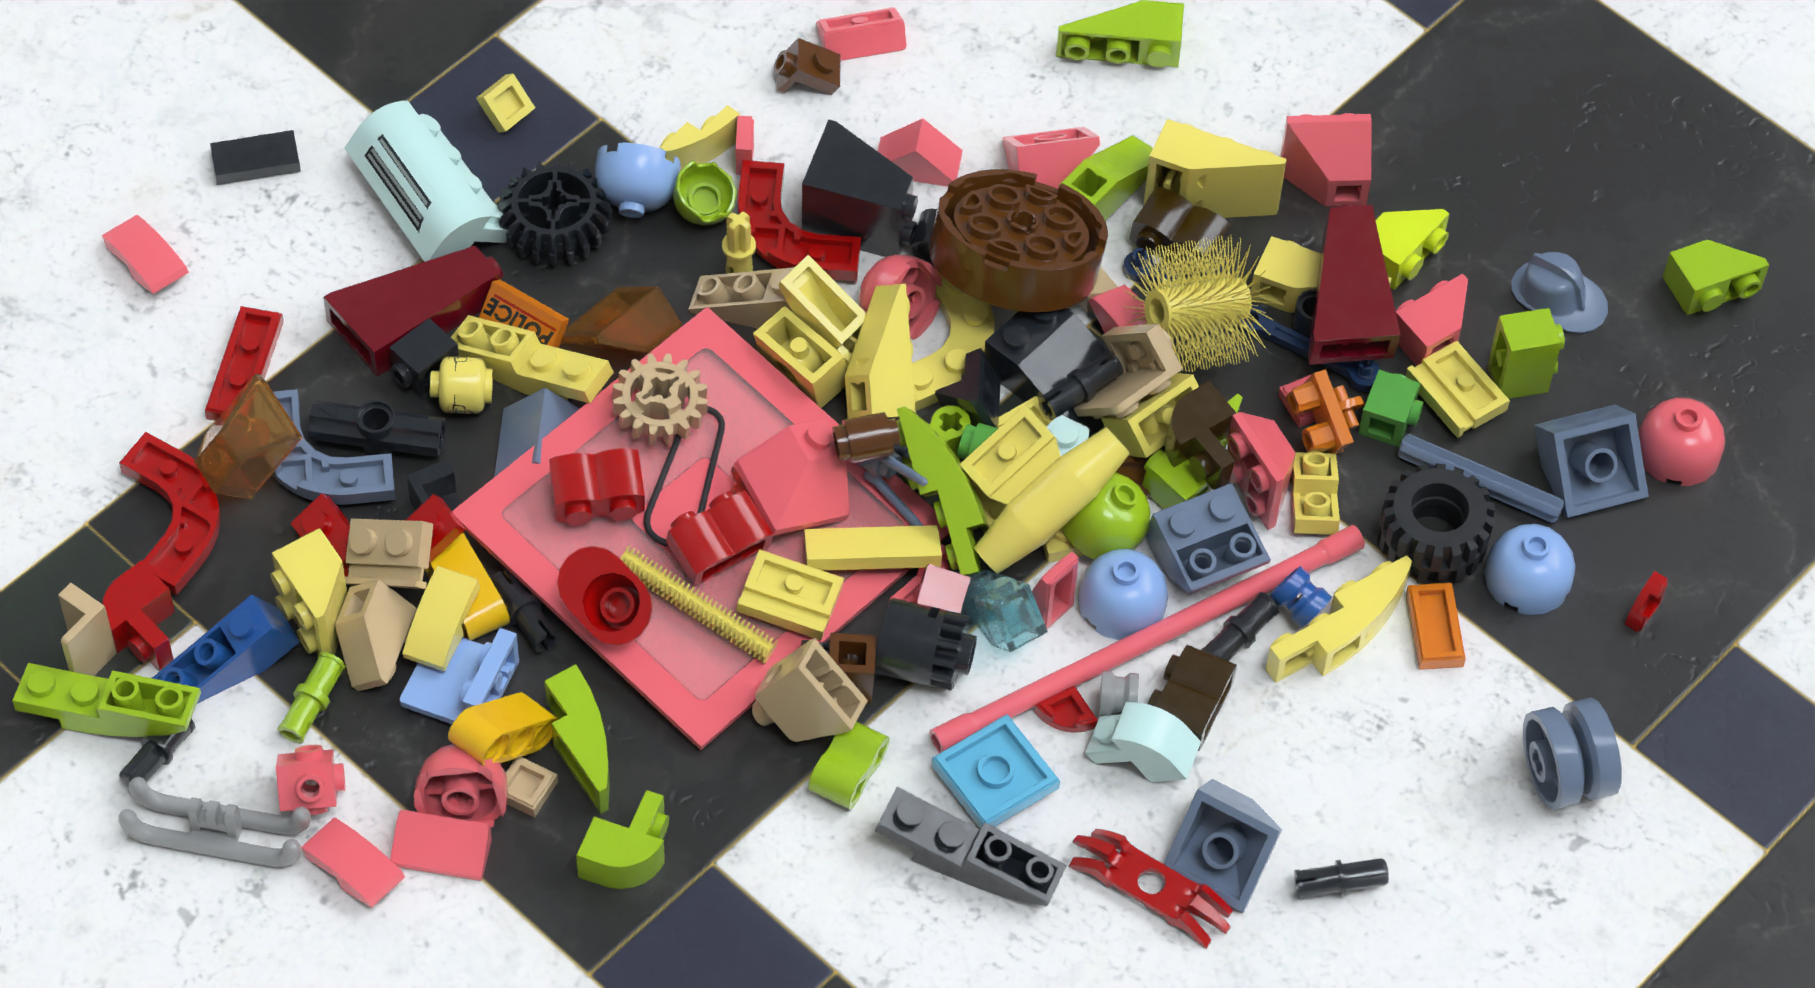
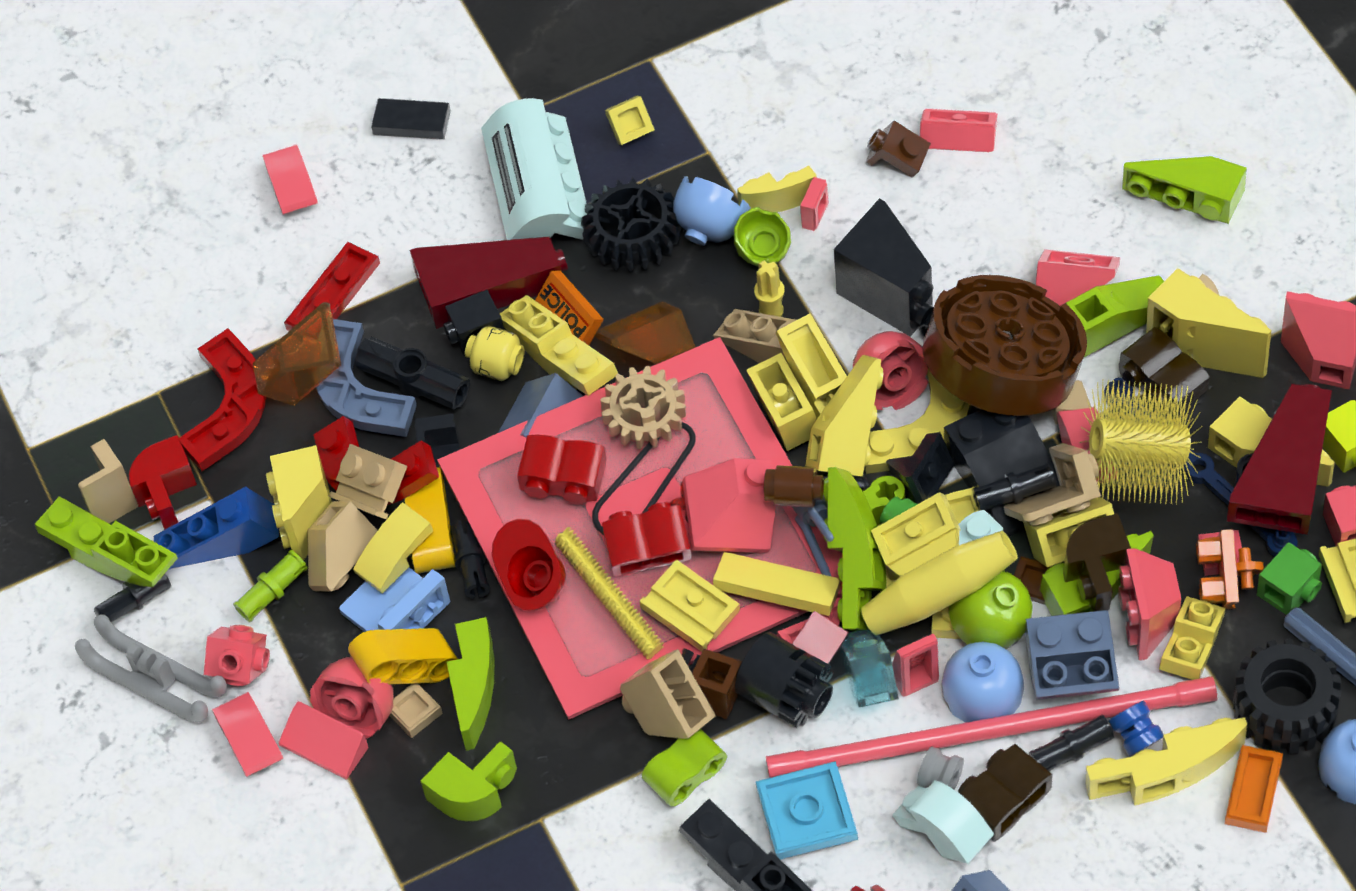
camera: 30 degrees right, 0 degrees up
(782, 241) = (811, 292): red plate -> none
(923, 153) = (963, 248): coral slope -> none
(1067, 712) = (892, 773): red tile -> none

